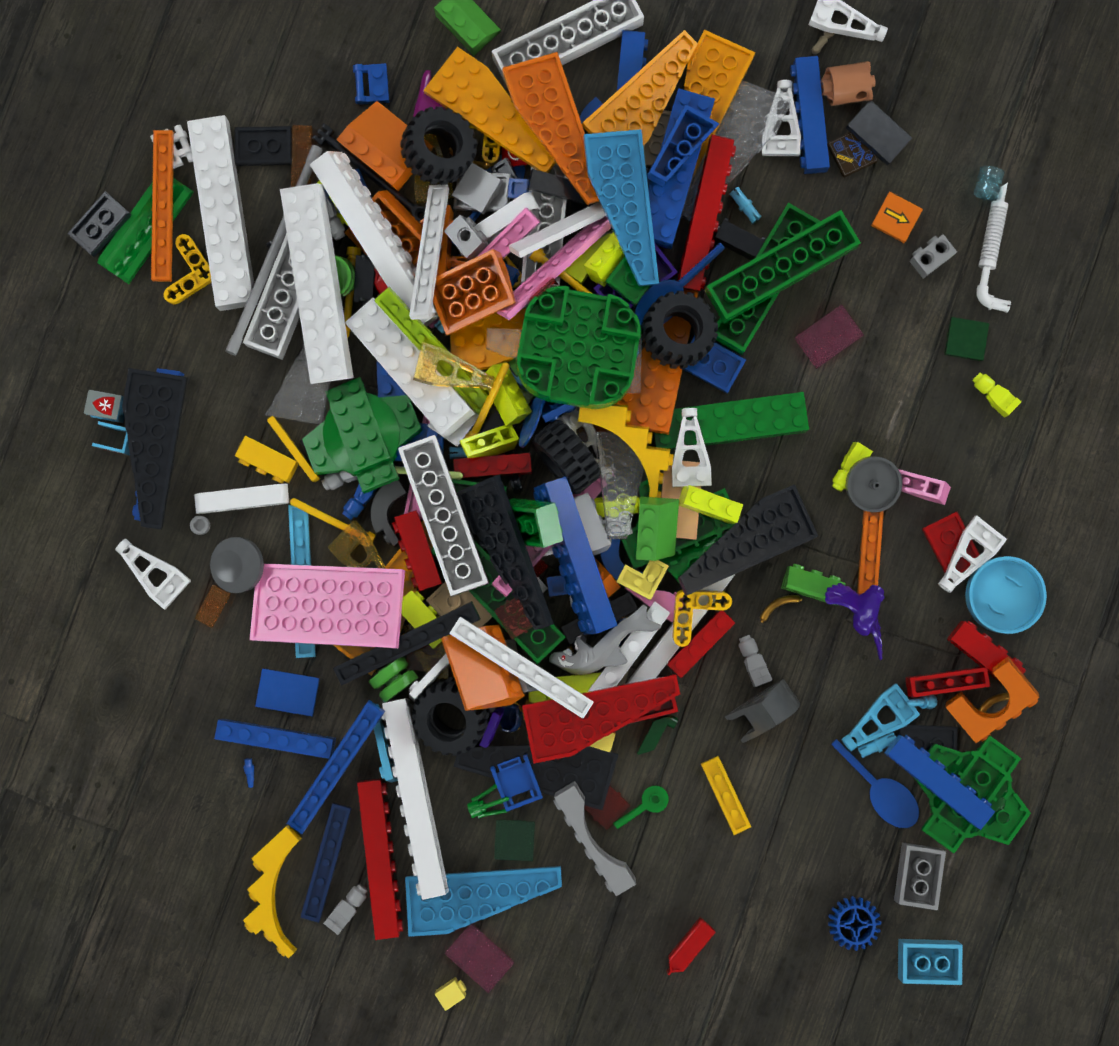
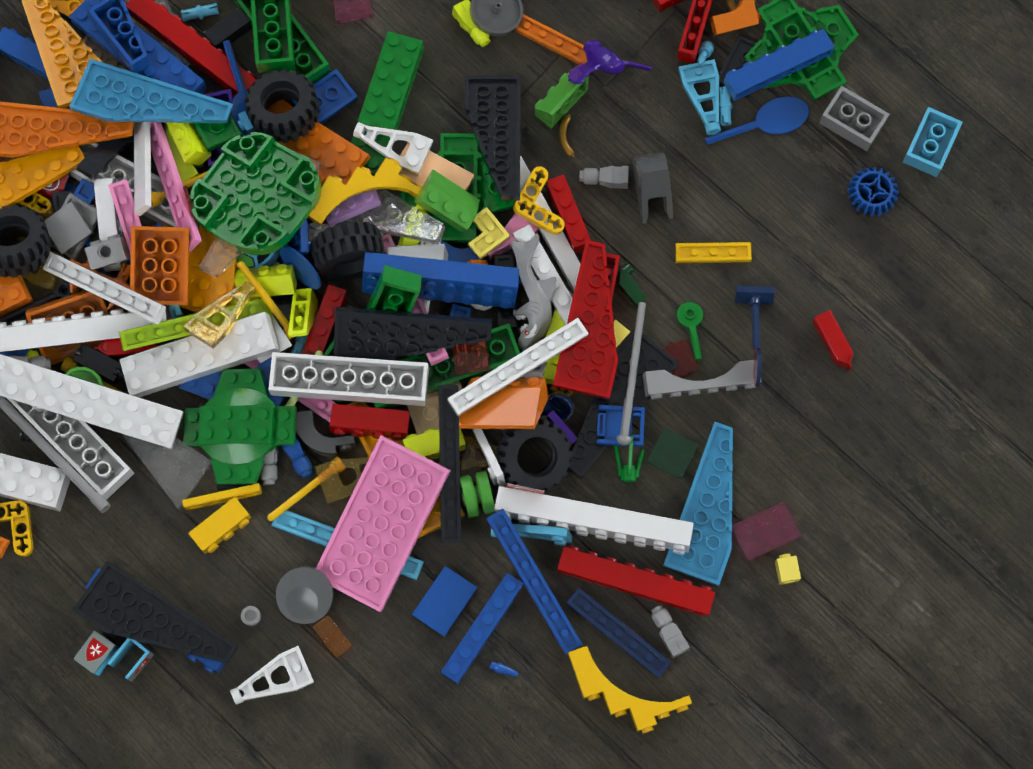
camera: 65 degrees left, 10 degrees down
(241, 498) = (244, 565): white beam -> none
(500, 792) = (623, 438): none -> light grey bar
(615, 443) = (354, 206): none -> lavender plate
(646, 302) = (244, 123): none -> dark azure plate
(697, 854) = (755, 297): none -> dark blue piece
(710, 504) = (449, 147): neon yellow brick -> none

